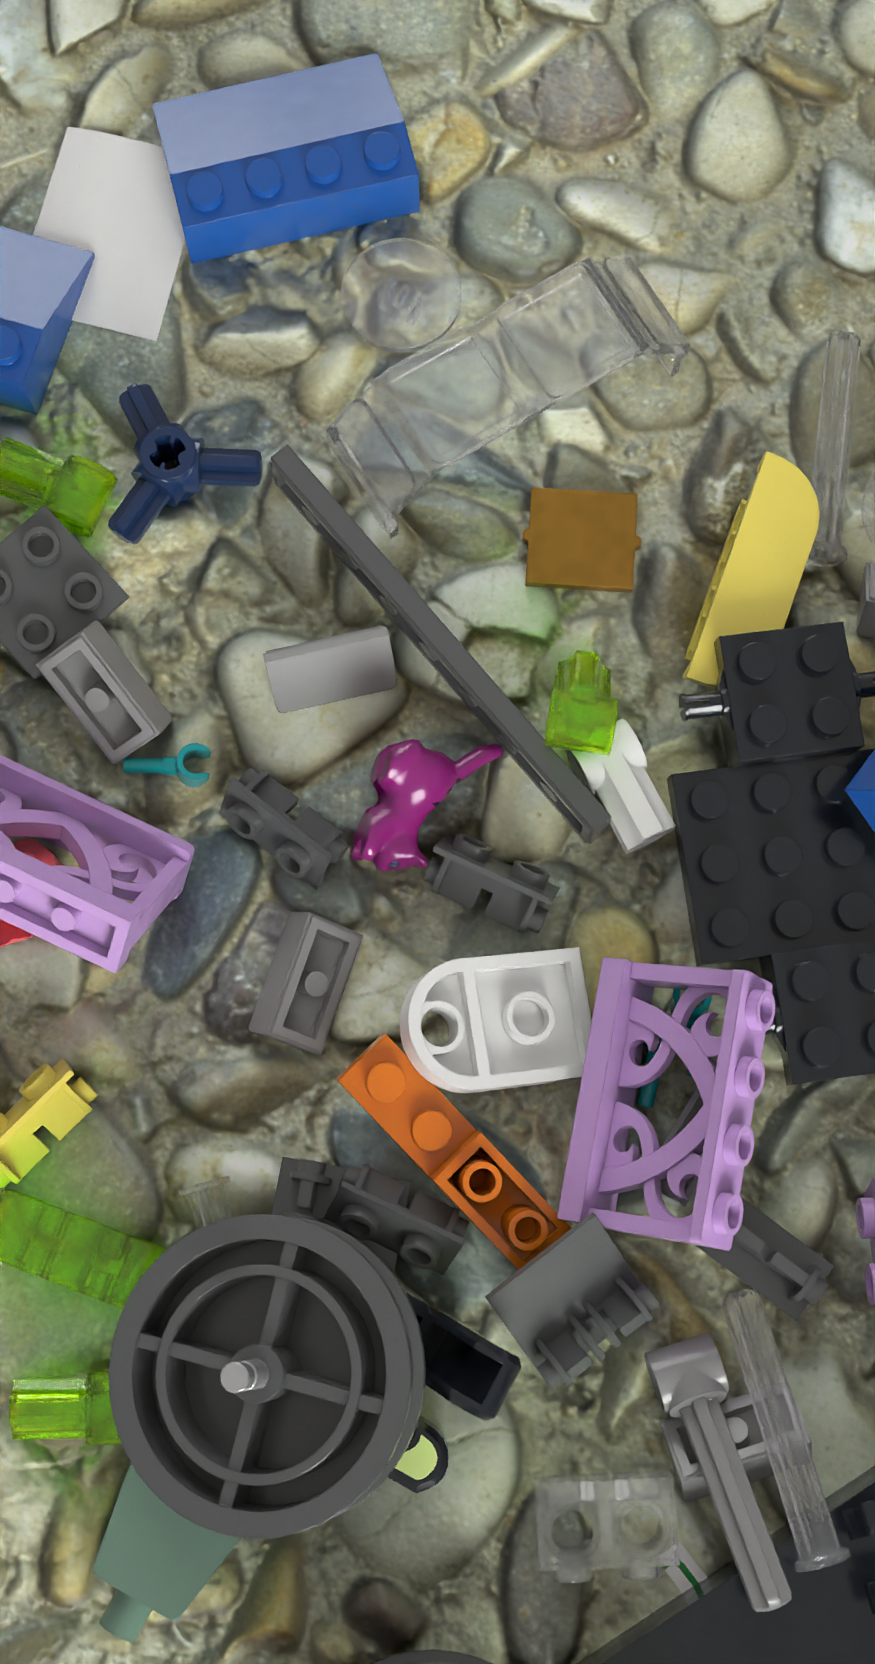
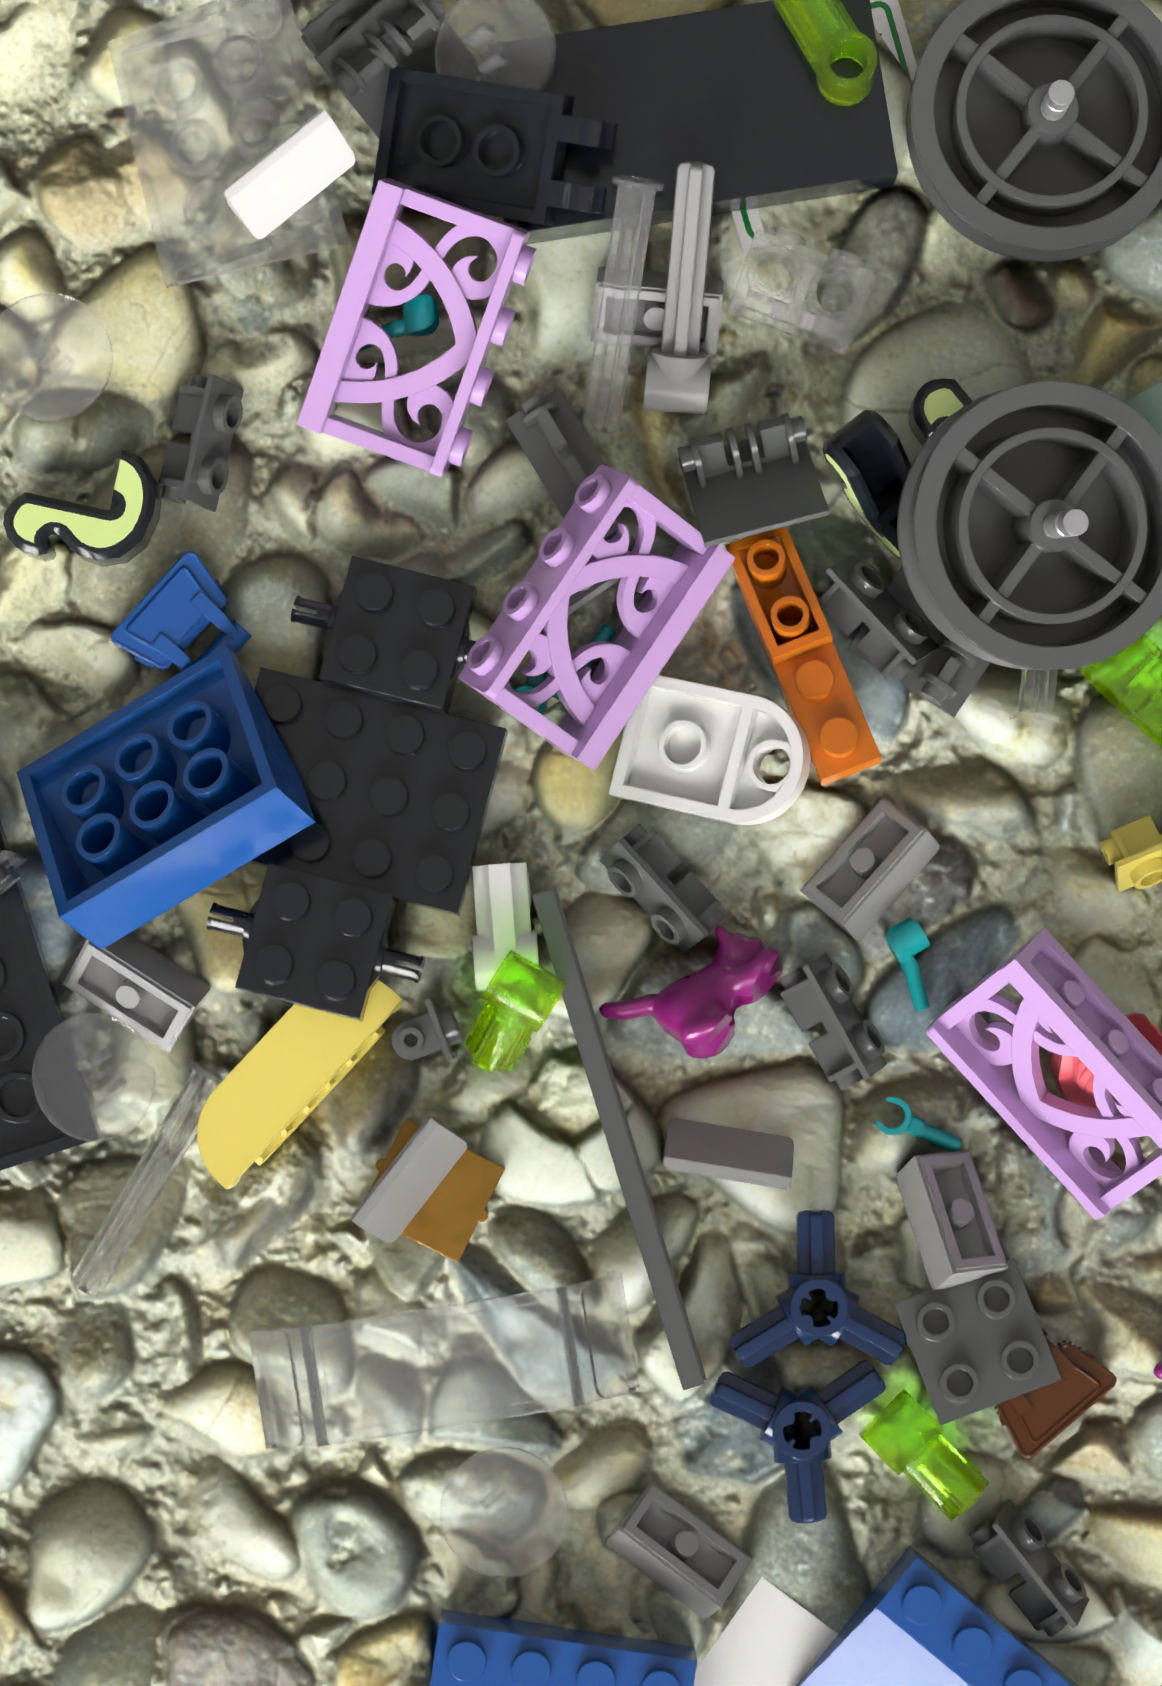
camera: 160 degrees left, 10 degrees up
(205, 595) = (789, 1323): none -> dark blue bush
(236, 331) = (678, 1551): none -> light grey slope
(245, 926) = (904, 942): none -> teal hand
(606, 532) = (409, 1180): none -> light grey slope
(646, 655) = (428, 1033): none -> dark grey hinge

